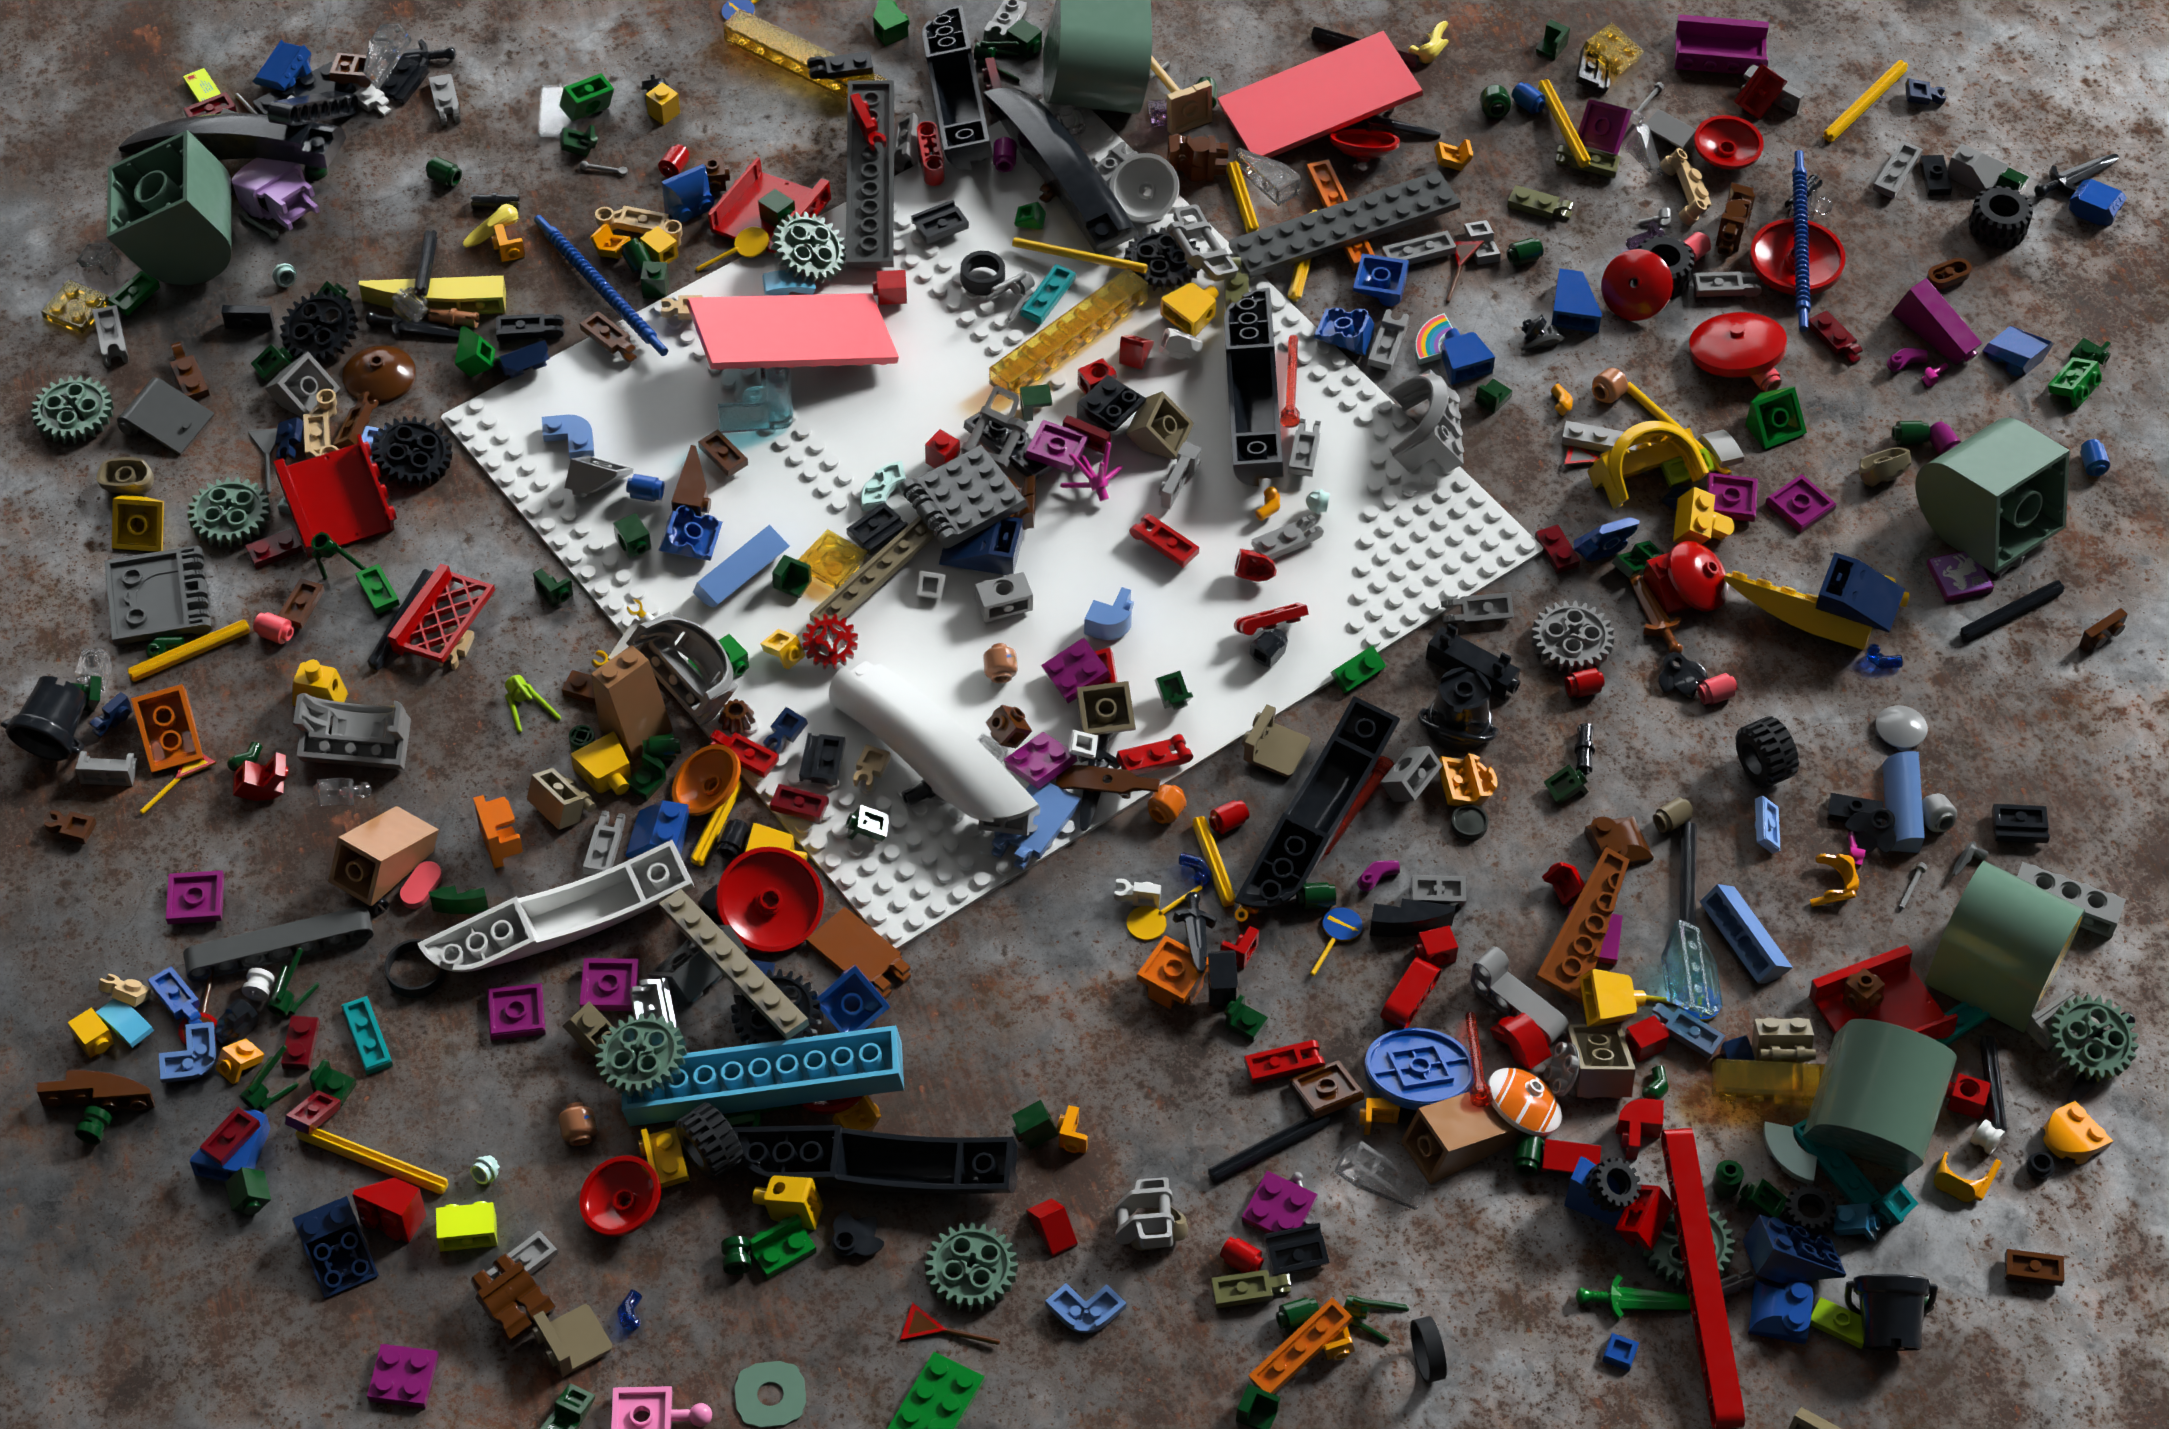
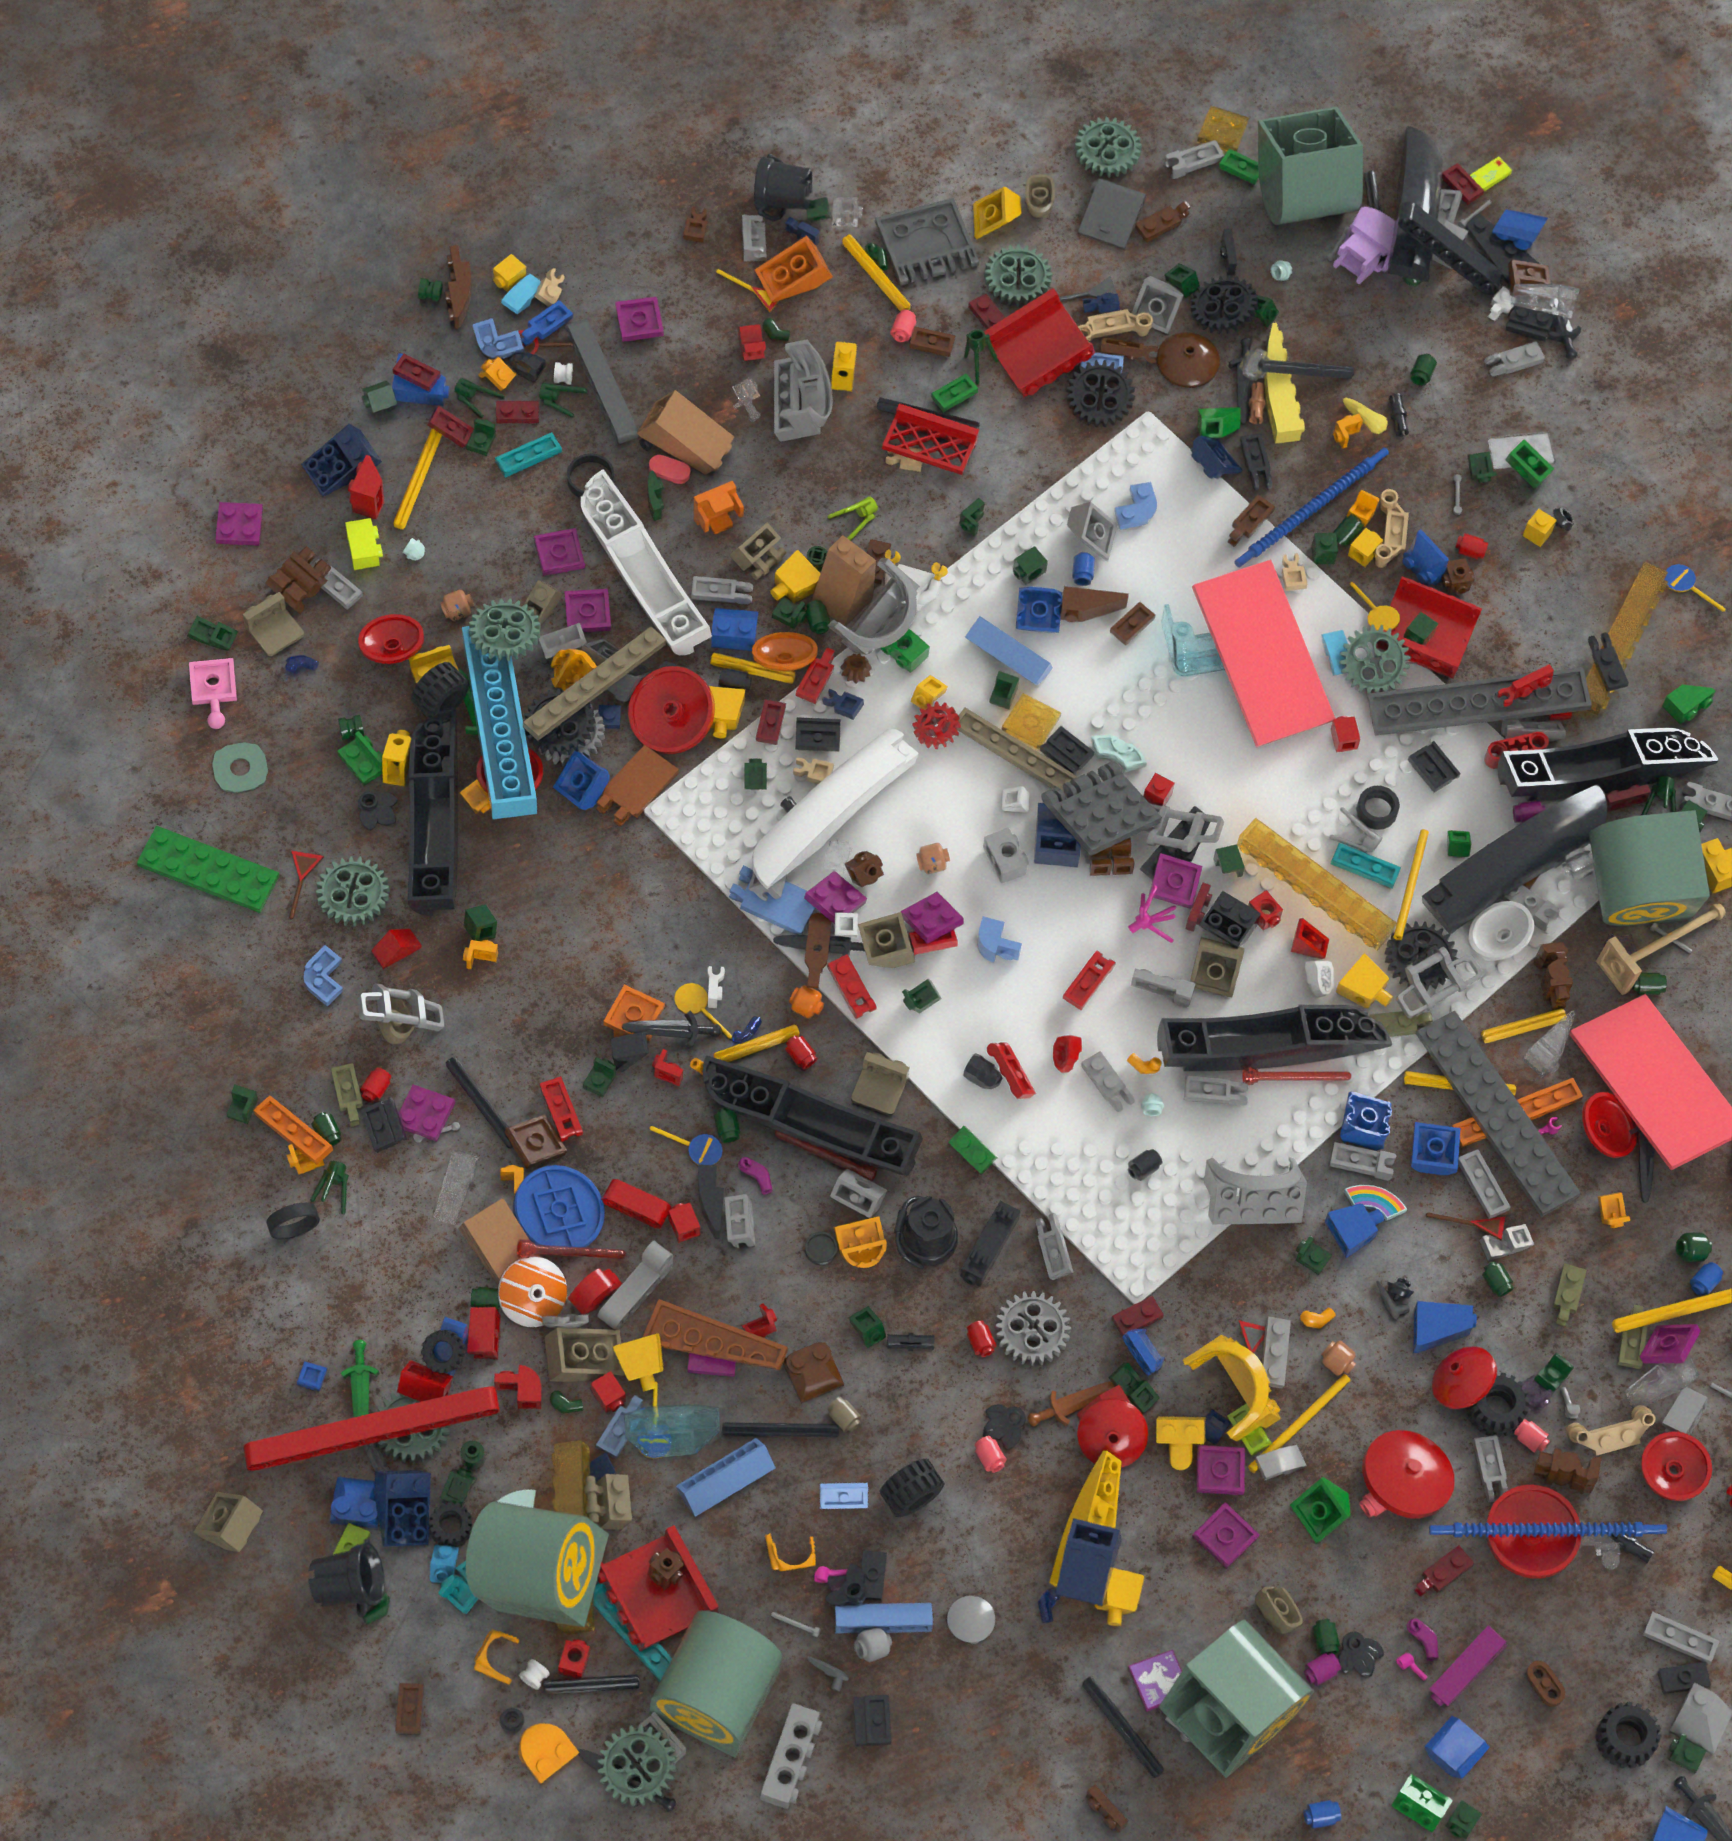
camera: 80 degrees right, 10 degrees up
(701, 997) = (570, 667): none -> light orange slope
(1355, 192) = (1549, 1128): none -> dark pink hand
(1389, 515) = (1144, 1164): none -> black brick
(1627, 224) = (1554, 1373): none -> dark green bracket
(1921, 409) = (1360, 1657): none -> black plate

